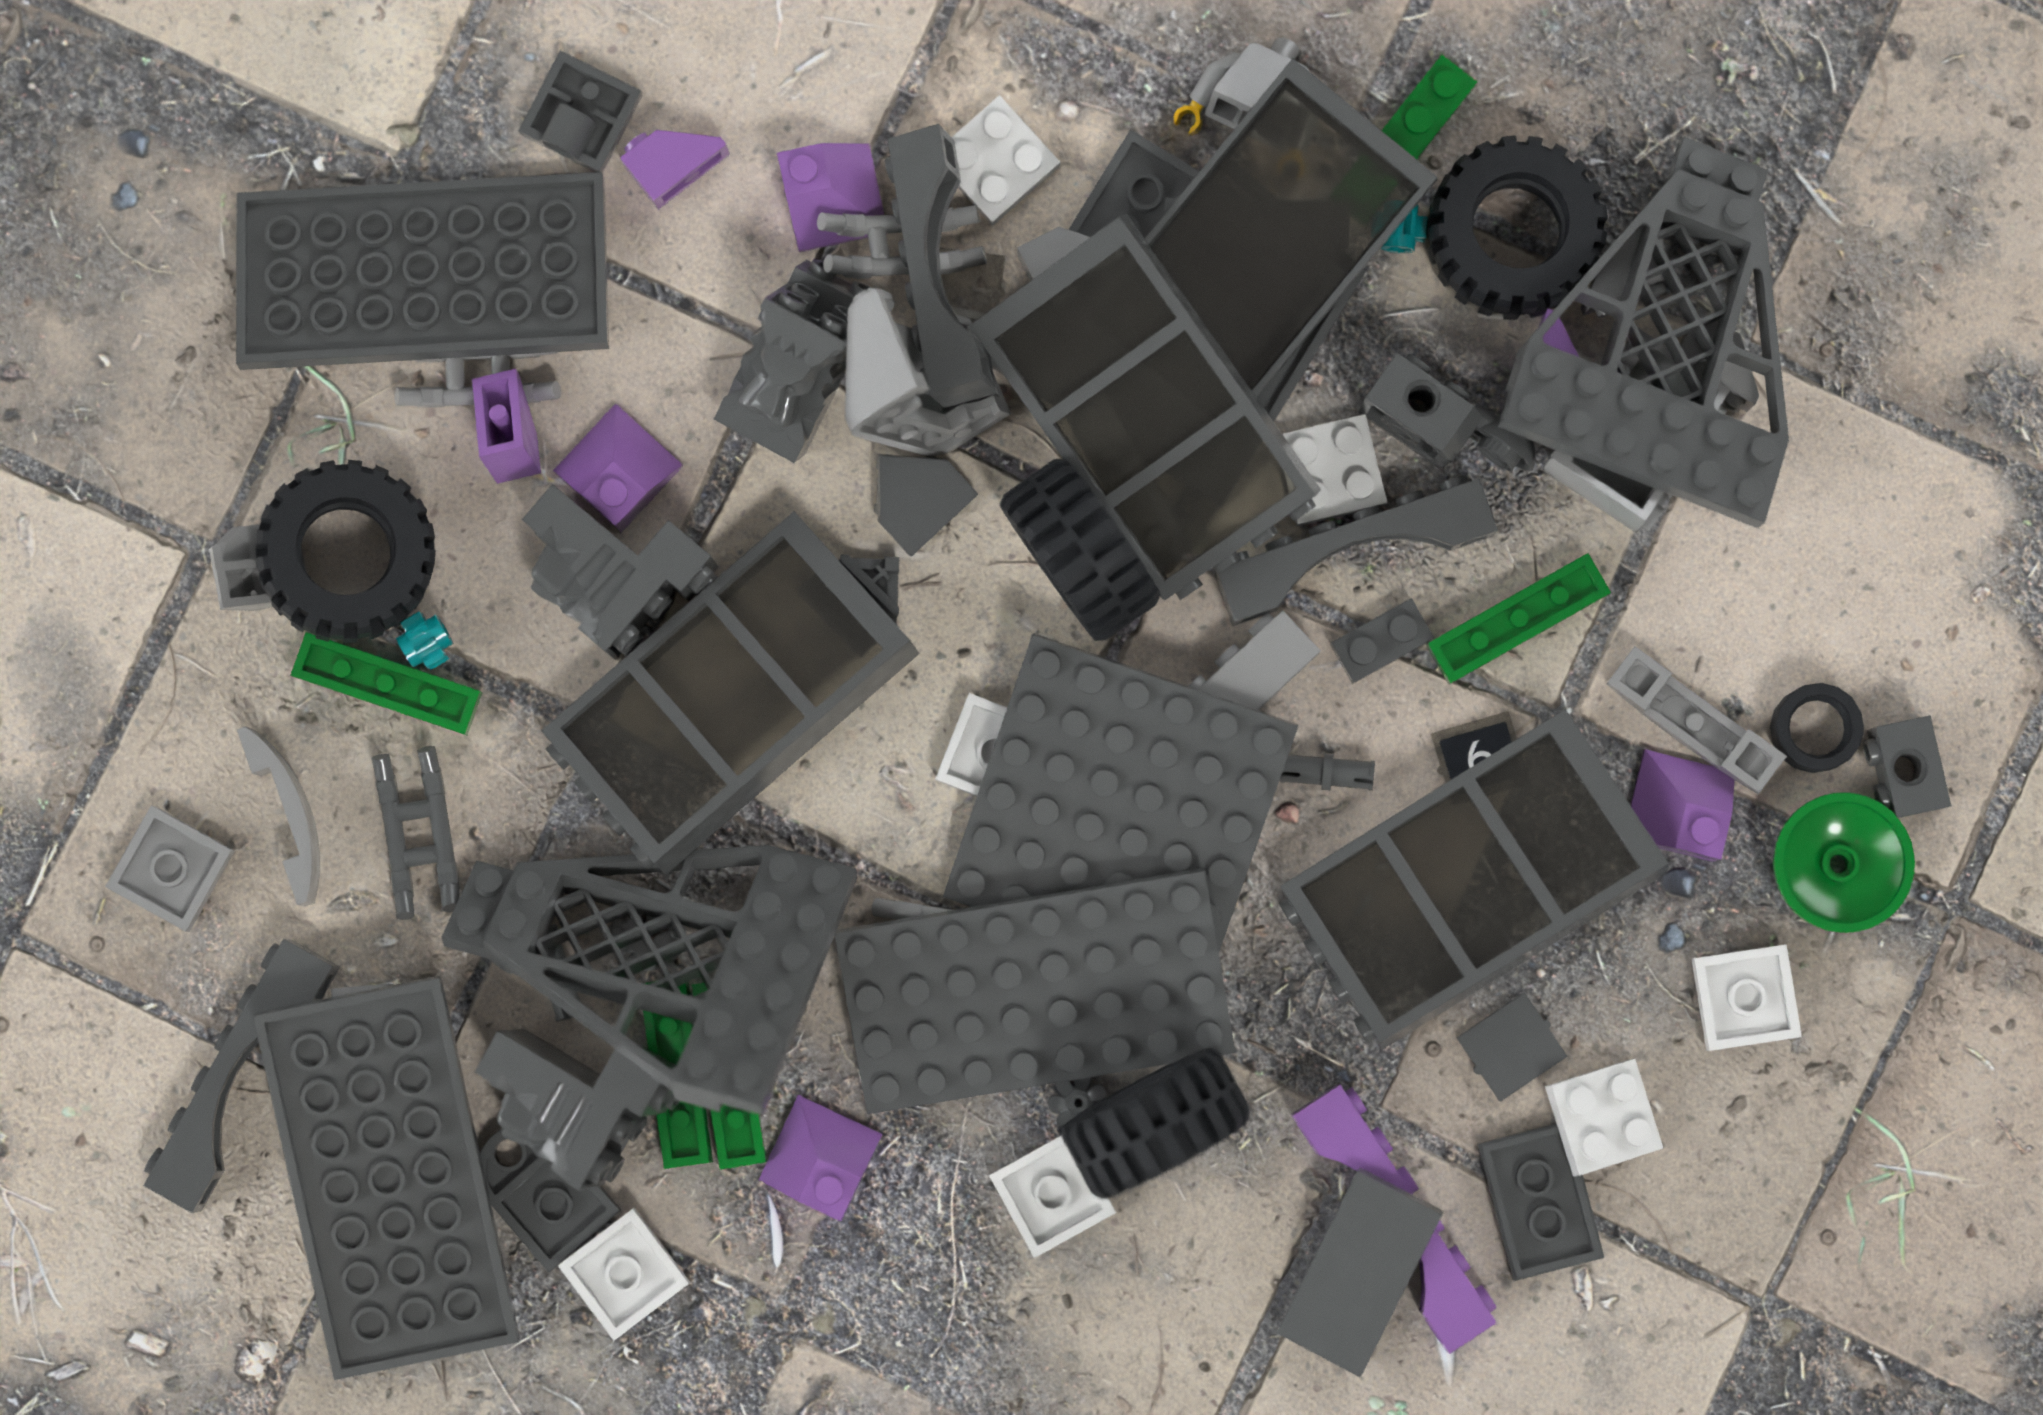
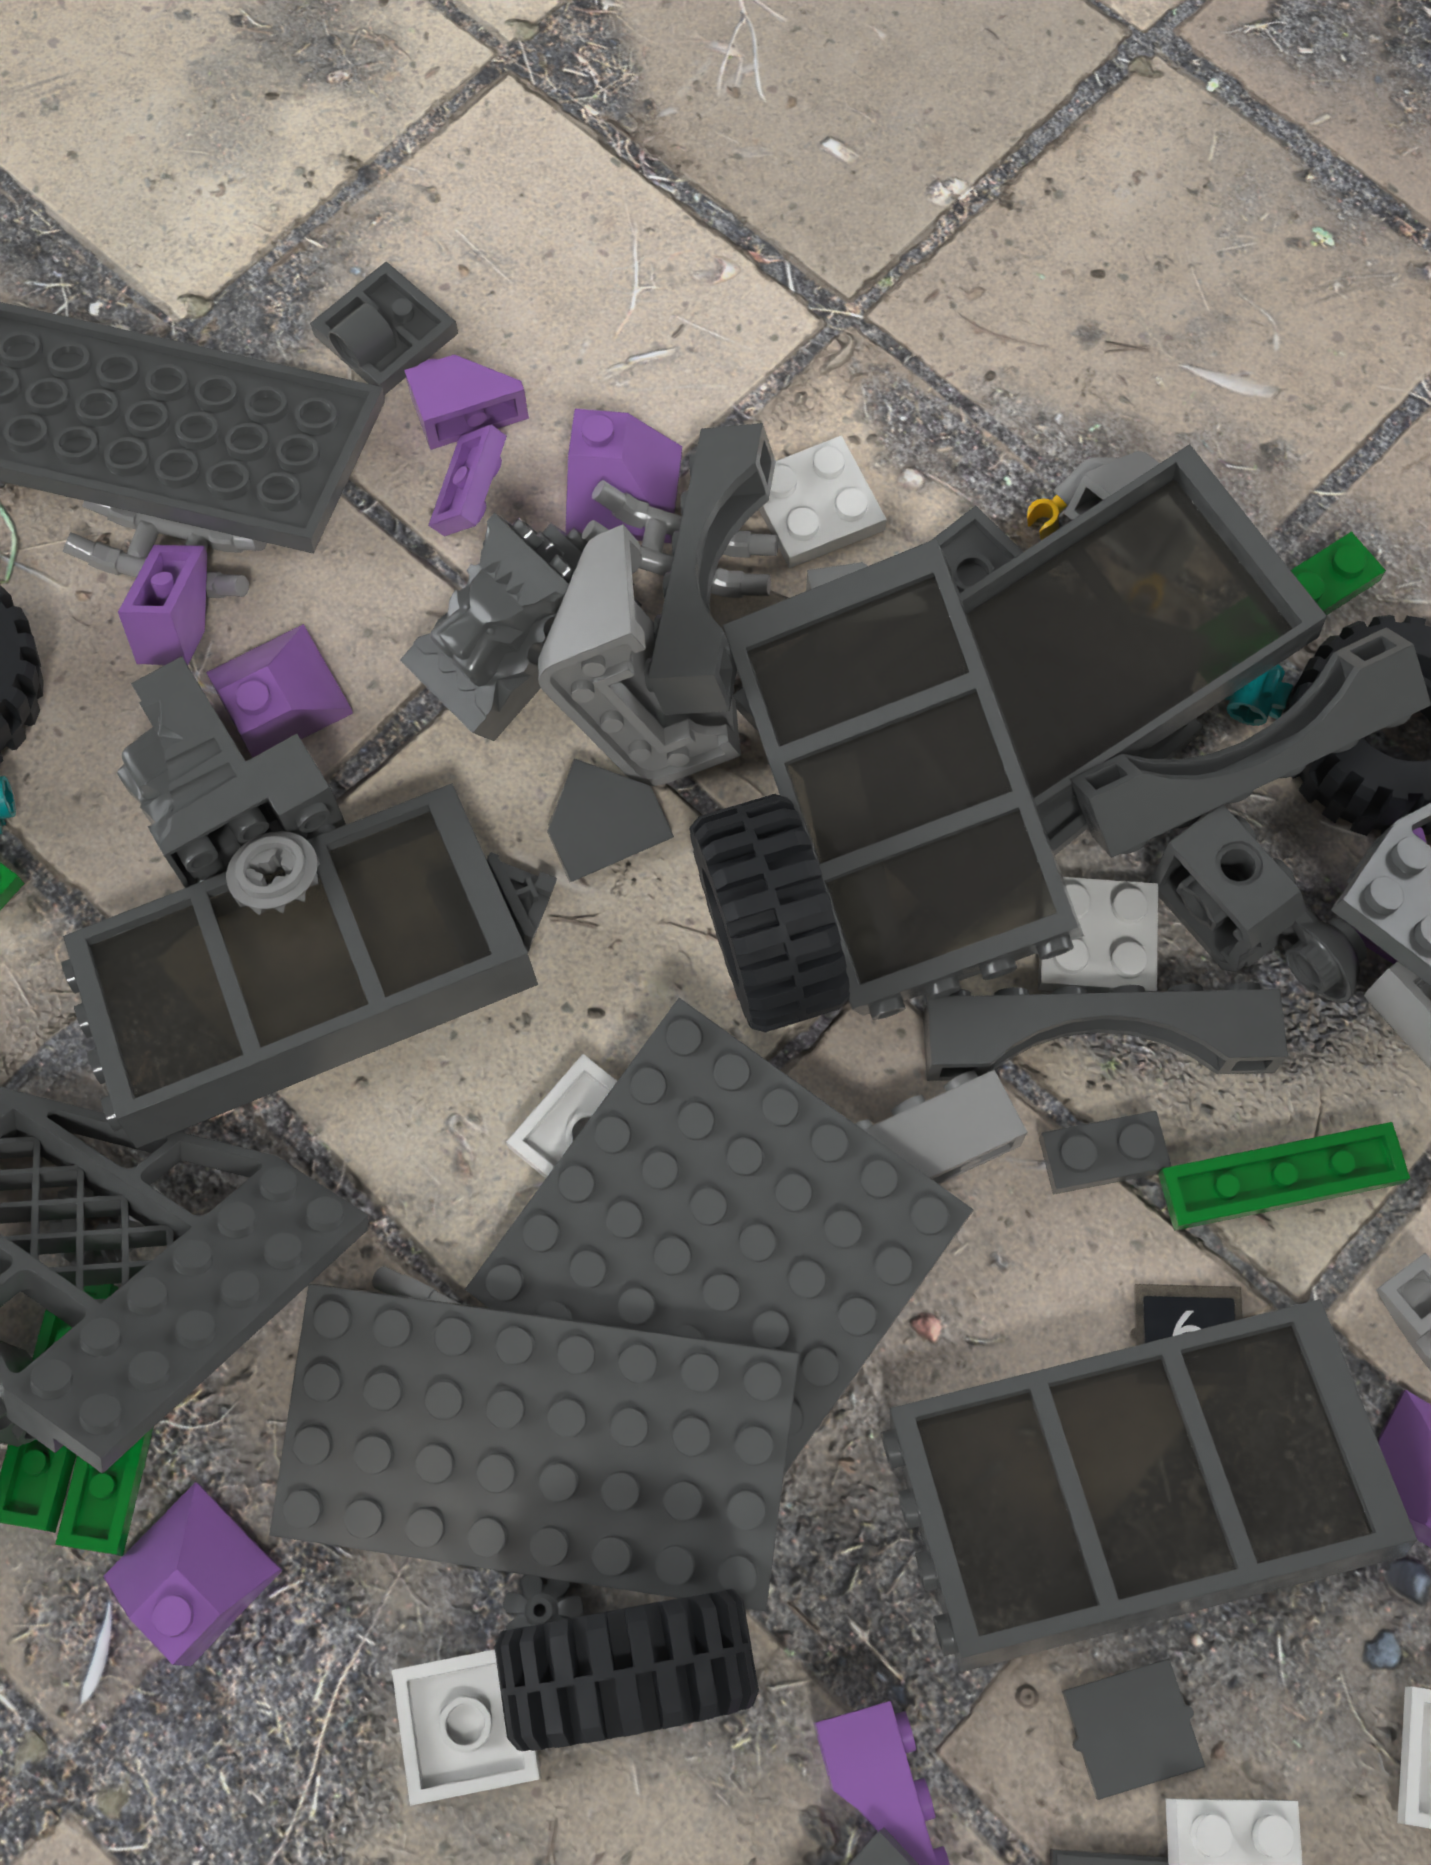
camera: 15 degrees right, 15 degrees down
(673, 619) = (262, 857): none -> light grey gear
(705, 235) = (467, 481): none -> medium lavender plate
(1328, 772) = (992, 1288): dark grey pin -> none
(1474, 240) = (1357, 693): none -> dark grey arch

